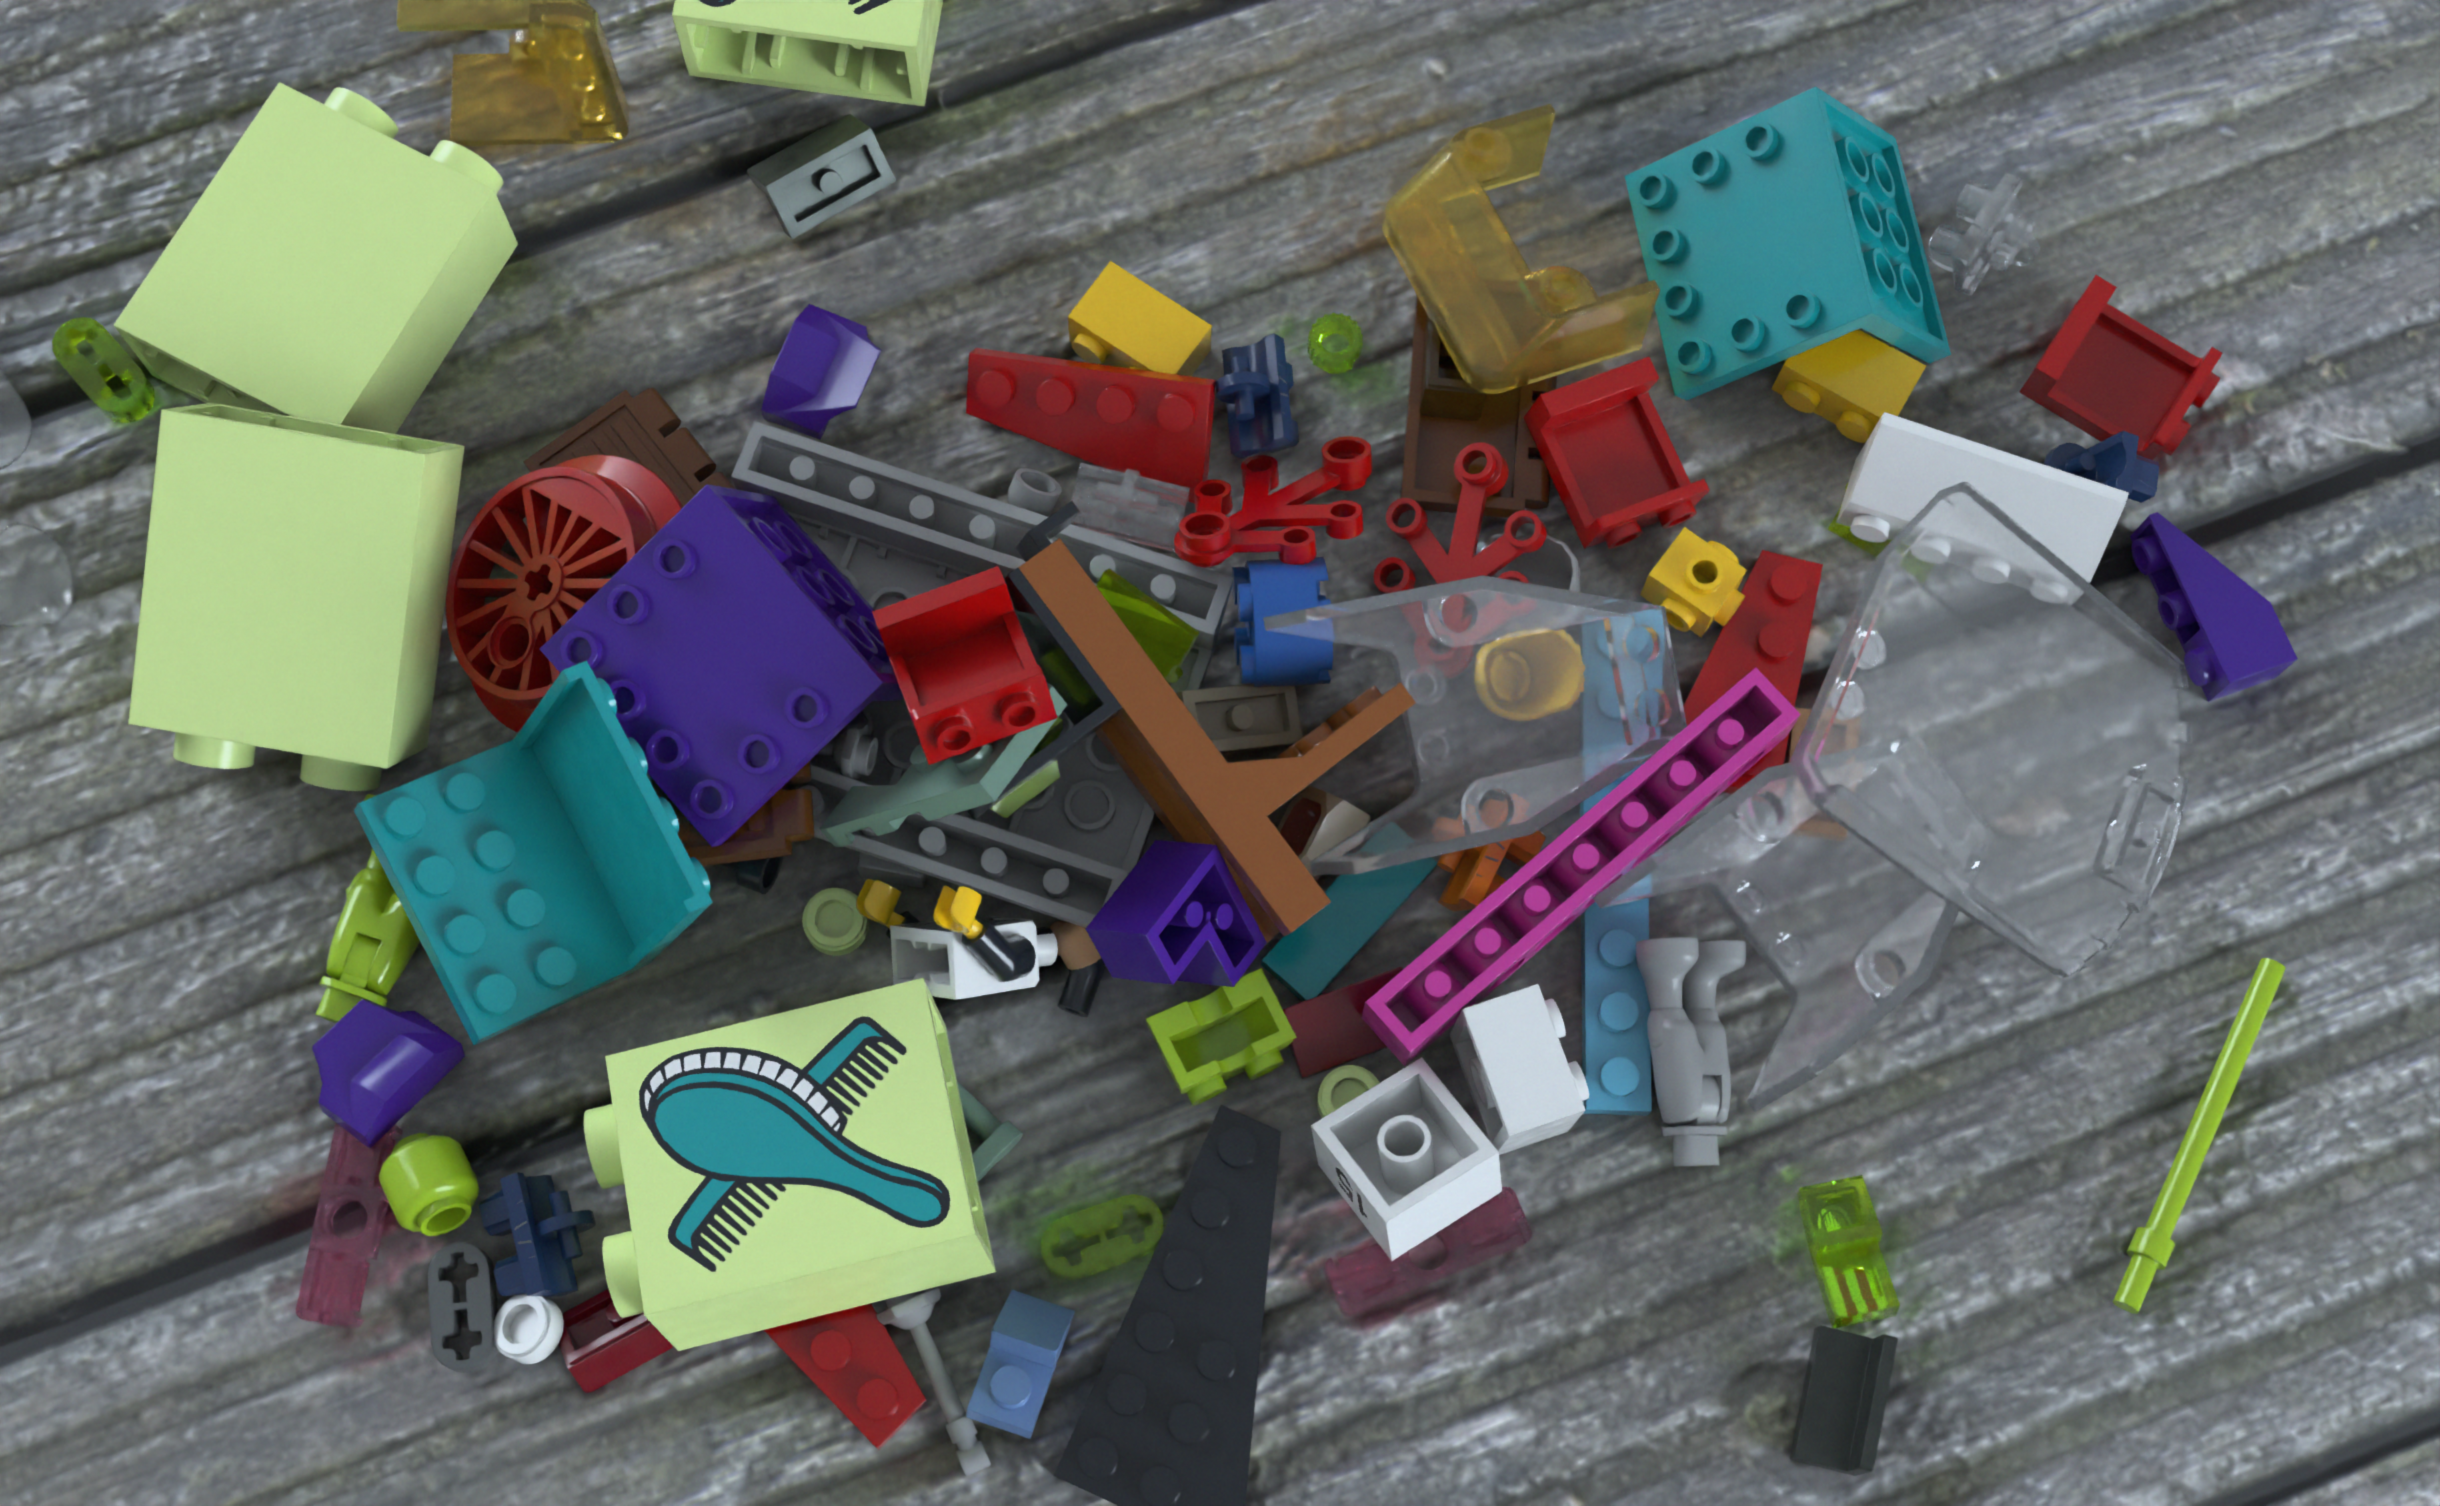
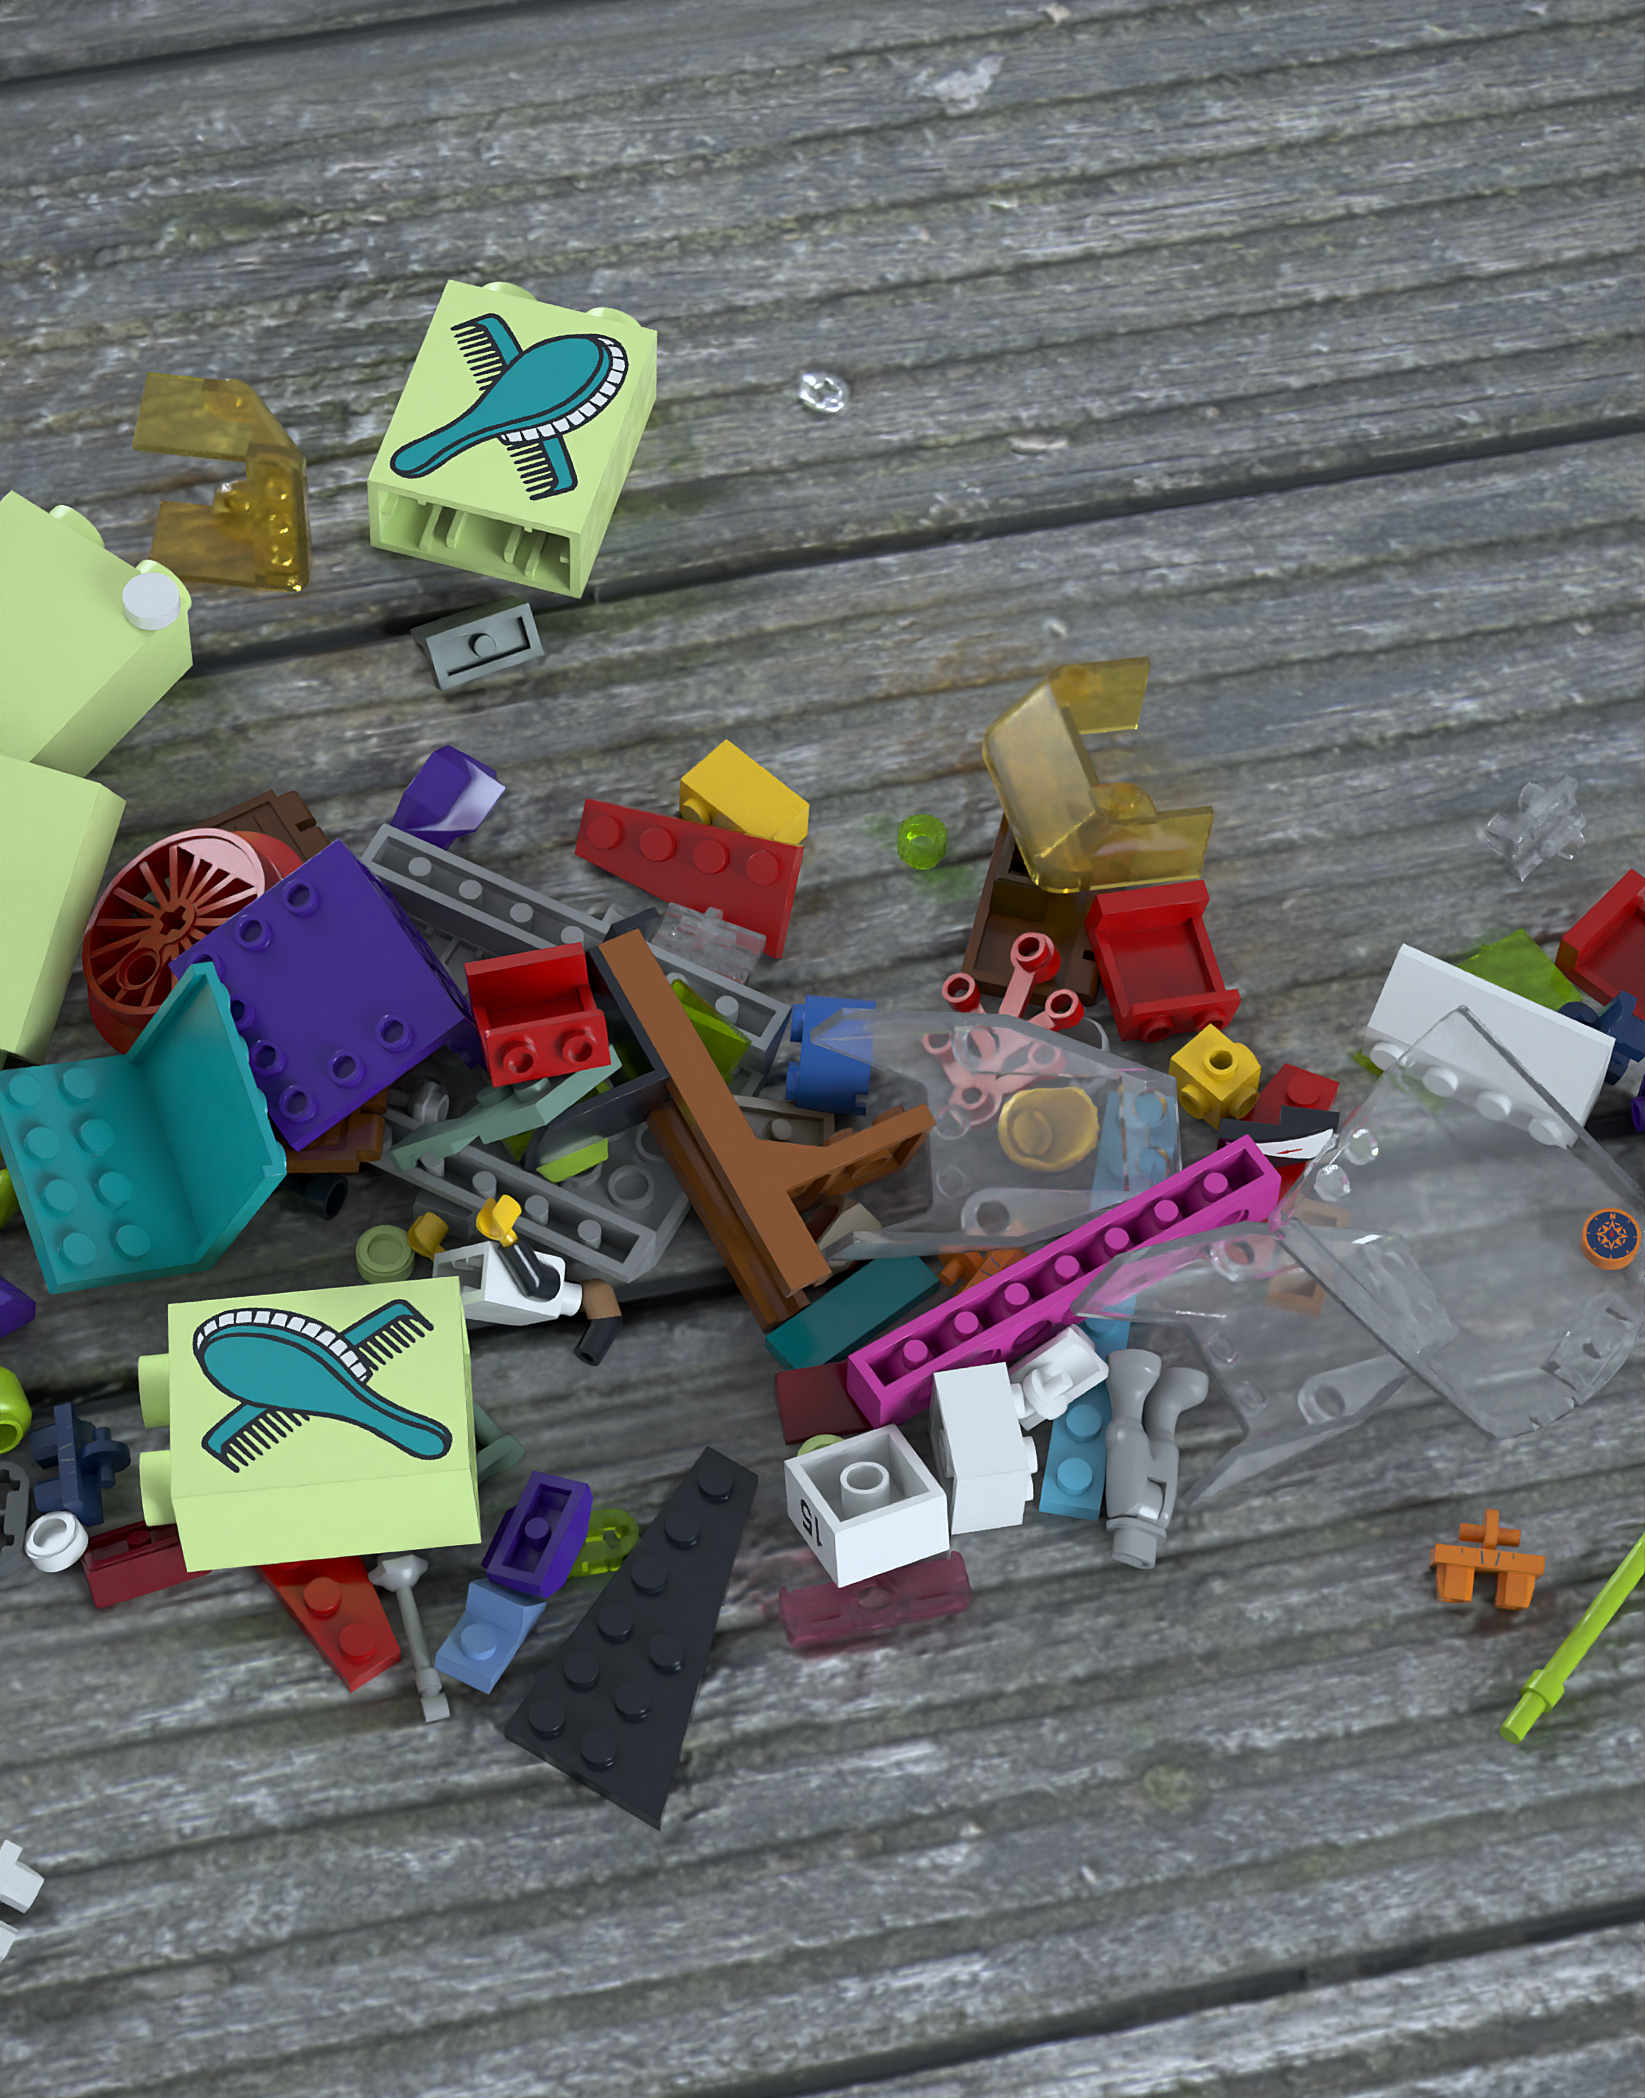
camera: 10 degrees right, 15 degrees down
(454, 198) = (151, 601): none -> white tile
(1055, 1250) = (540, 1536): none -> dark purple slope
(1177, 920) = (696, 1272): dark purple brick -> none
(1211, 536) = (841, 965): red plant -> none
(1222, 1037) = (718, 1391): lime cylinder -> none
(1258, 397) = (841, 870): dark blue hips -> none
(1584, 969) = (1057, 1375): none -> white hips
(1782, 243) = (1345, 795): teal bracket -> none
(1789, 648) = (1294, 1140): none -> black slope
(1843, 1401) = (1231, 1774): pearl dark grey panel -> none
(1846, 1251) = (1260, 1654): clear neon green slope -> none
(1849, 382) = (1380, 914): yellow brick -> none
(1987, 409) = (1523, 969): none -> clear neon green piece
(2101, 1116) = (1458, 1564): none -> orange hips
(2139, 708) = (1610, 1239): none -> tile

